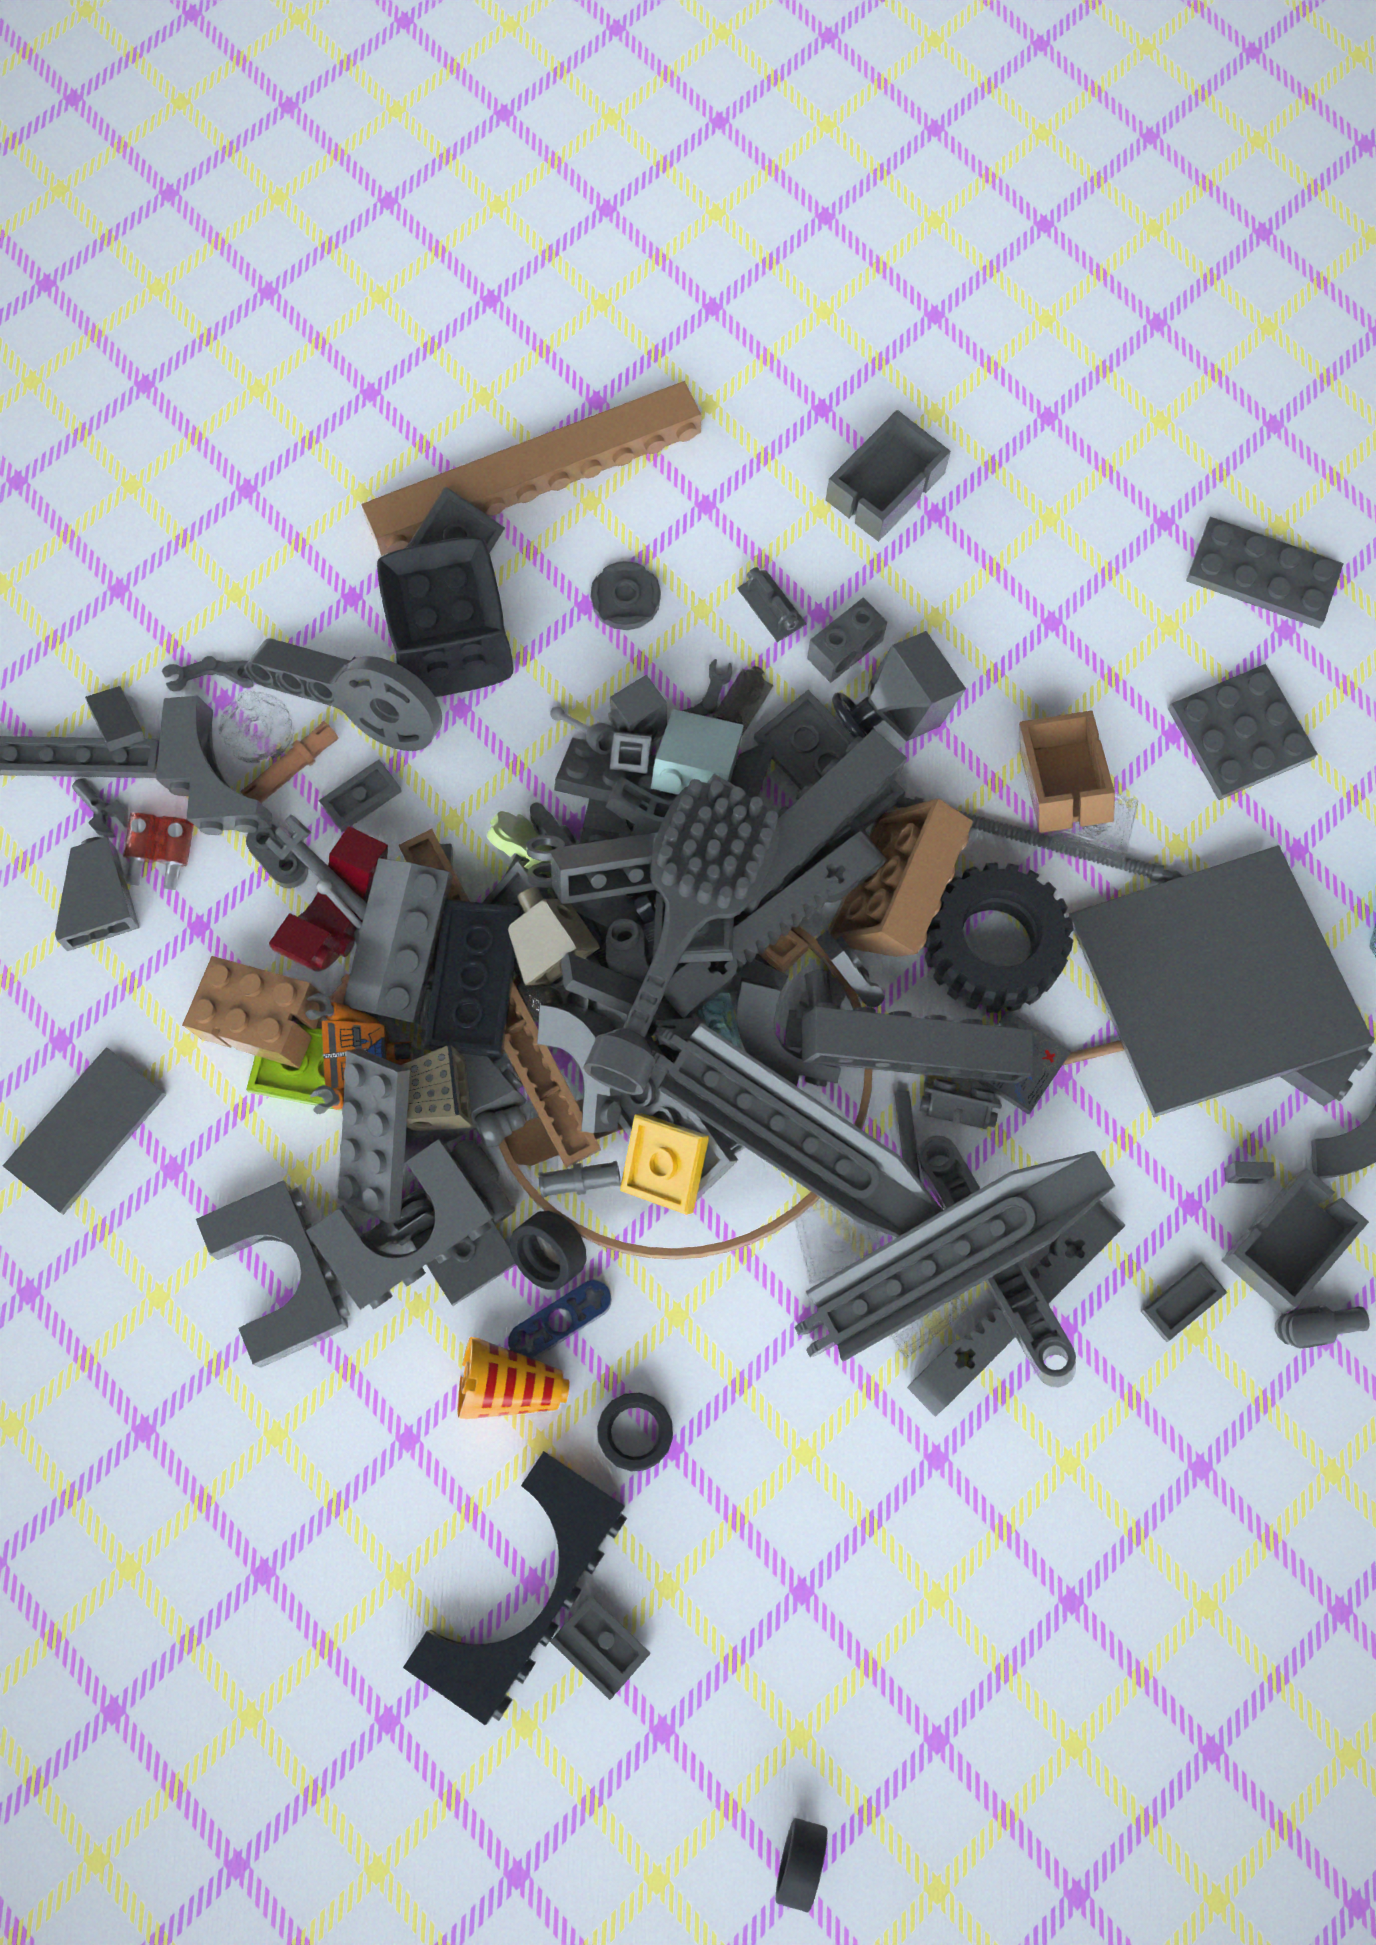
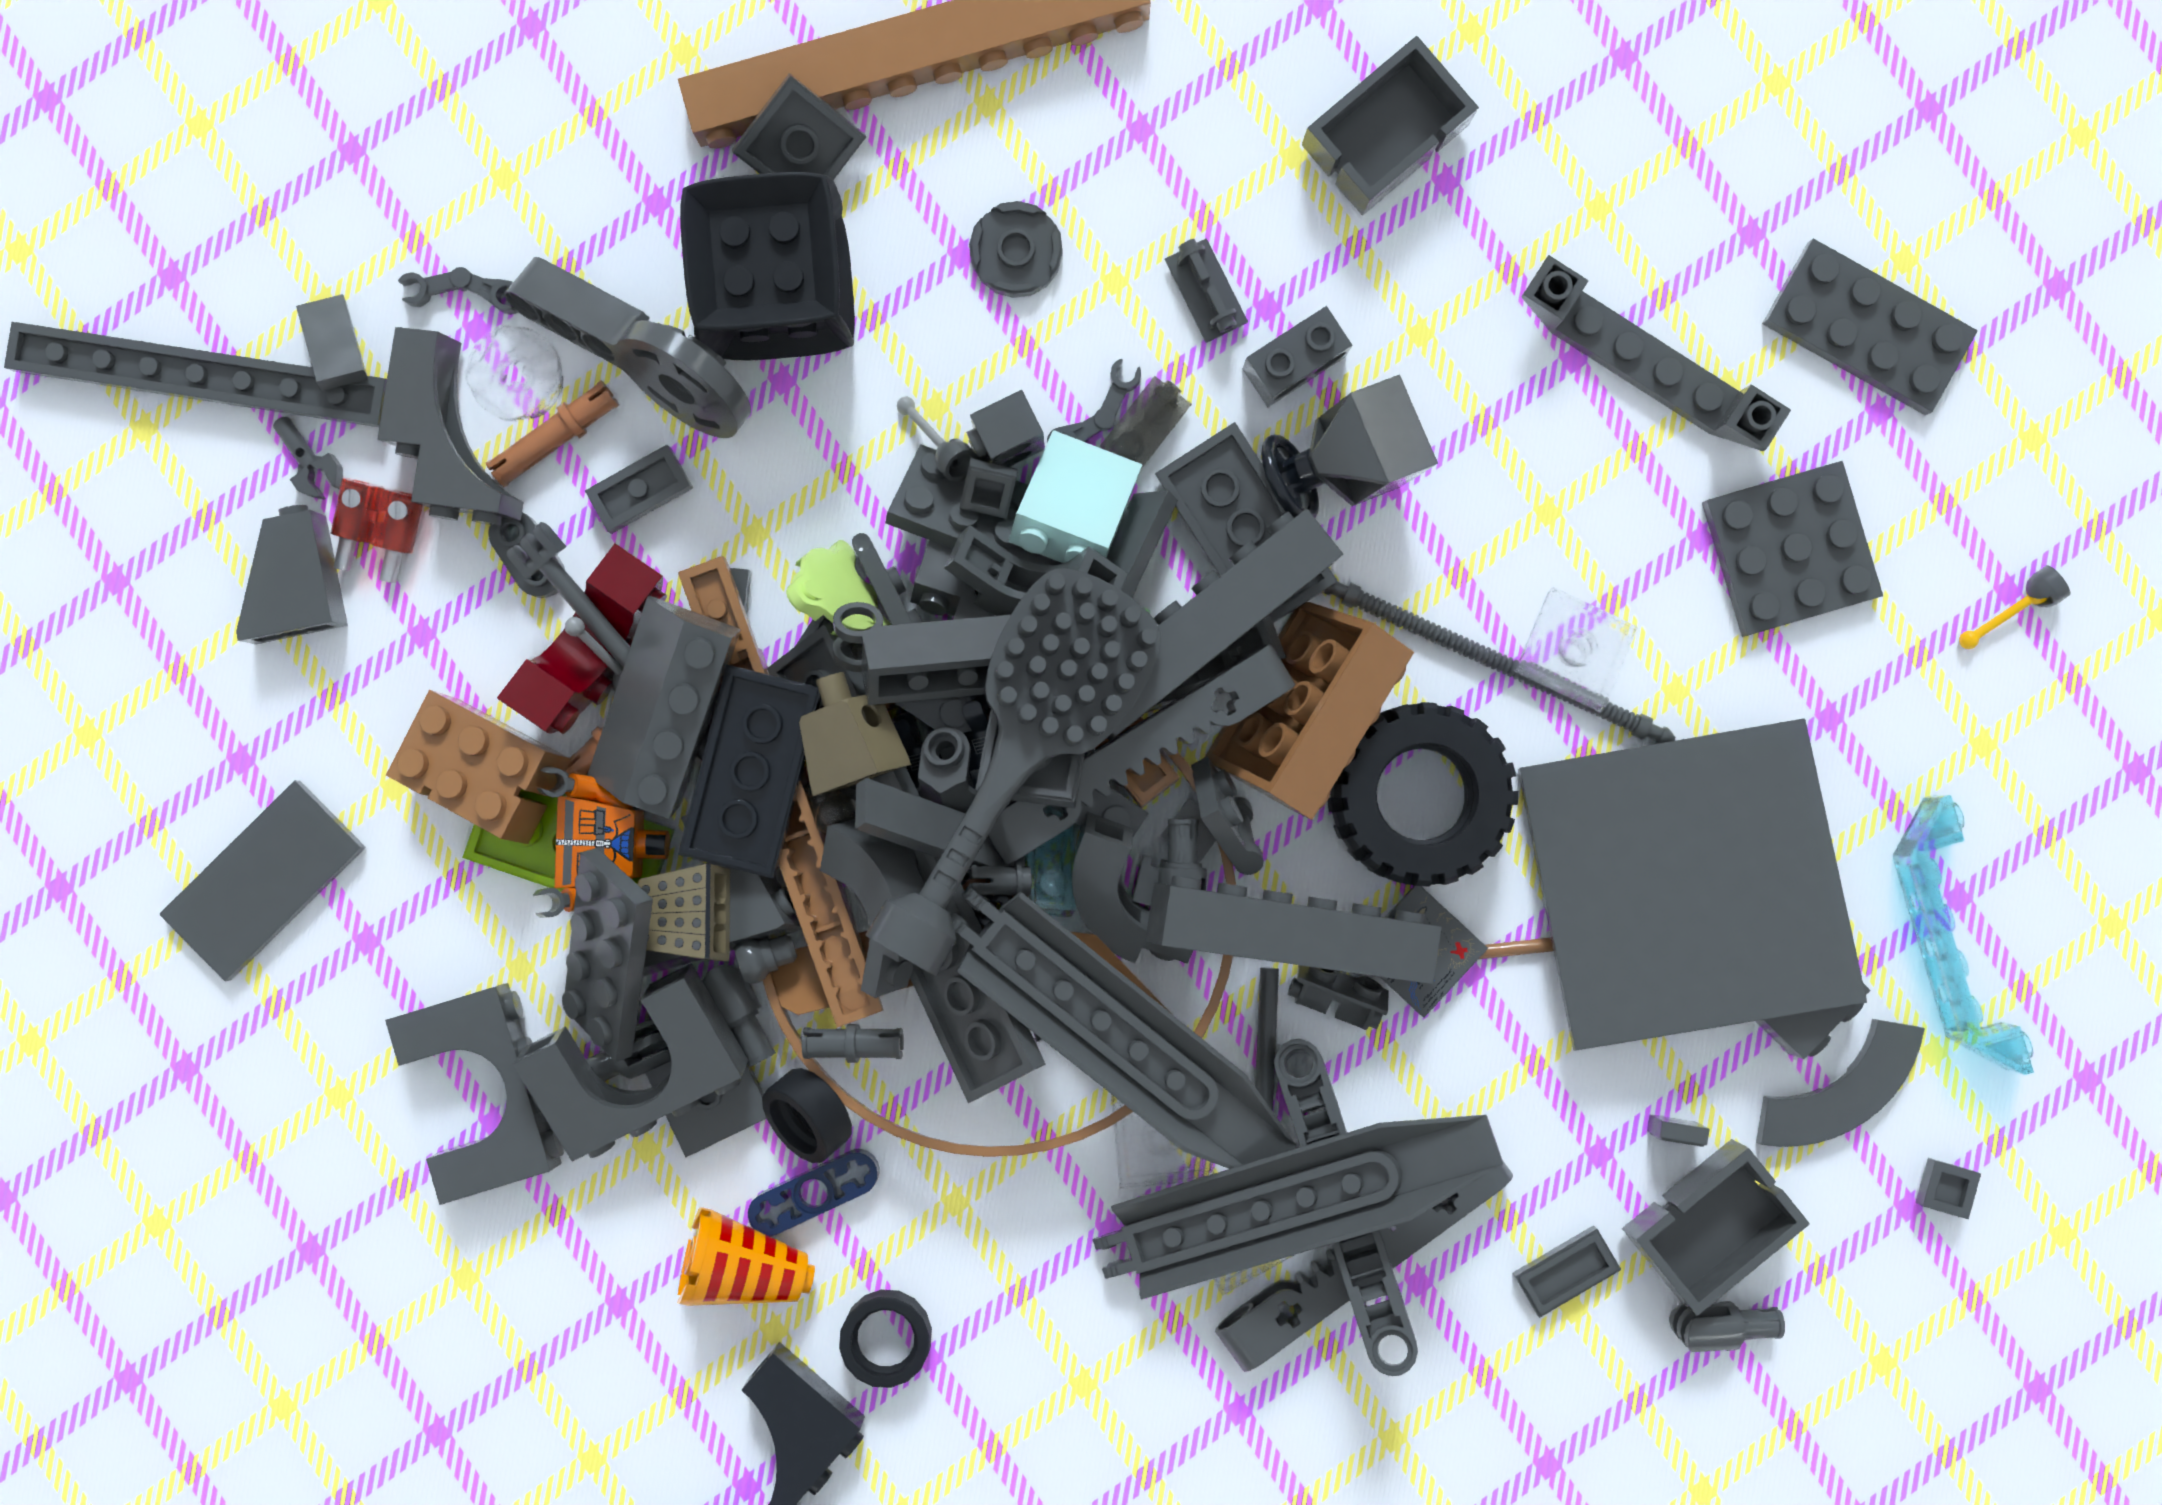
camera: 10 degrees right, 15 degrees up
(664, 1163) = (956, 1048): yellow tile -> none
(1066, 771) = (1544, 588): medium nougat piece -> none
(1108, 615) = (1649, 364): none -> dark grey slope

